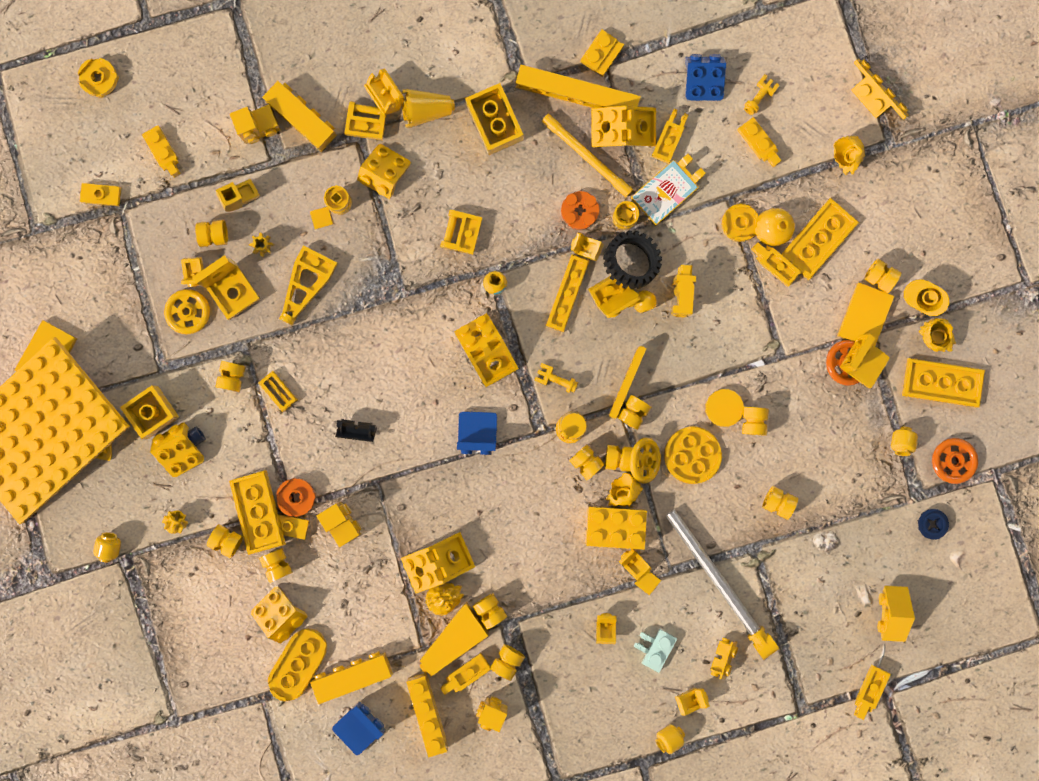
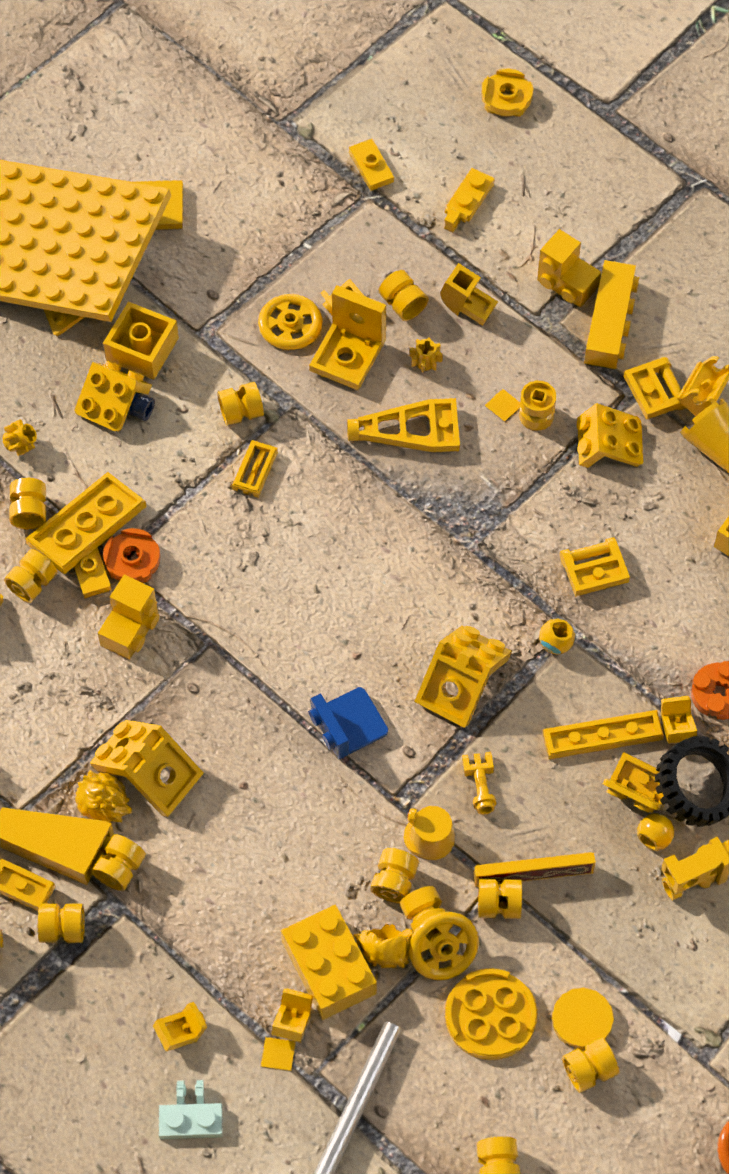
camera: 55 degrees right, 25 degrees down
(362, 431) = (265, 586): black hinge -> none

